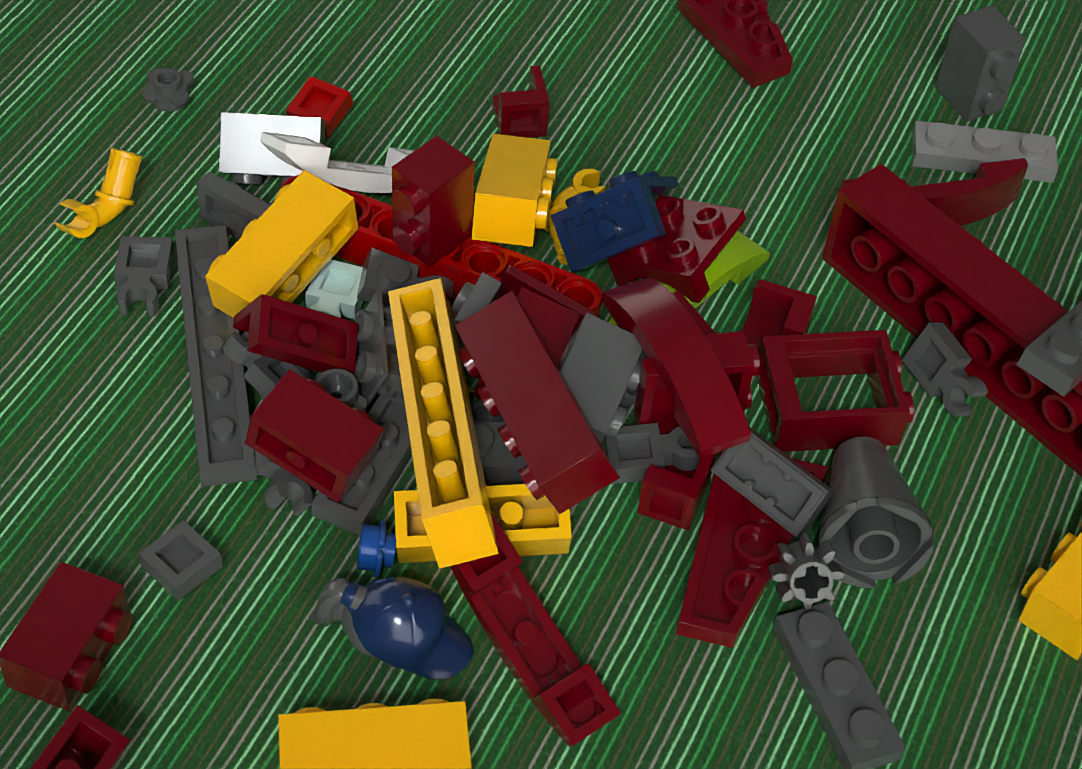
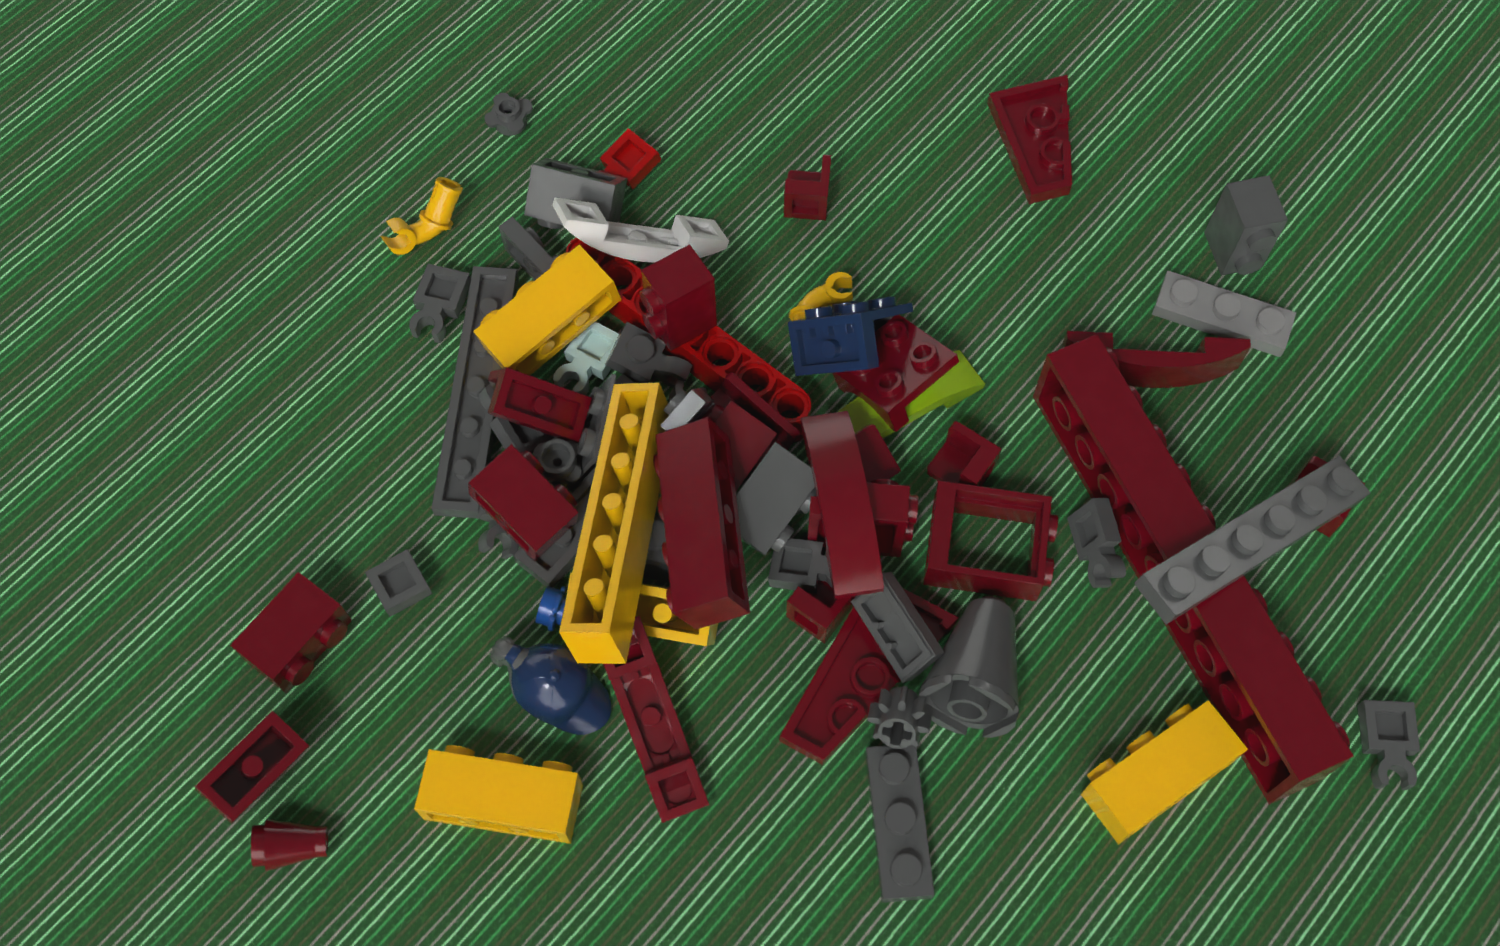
camera: 20 degrees right, 15 degrees up
(514, 190) = (766, 285): yellow brick -> none

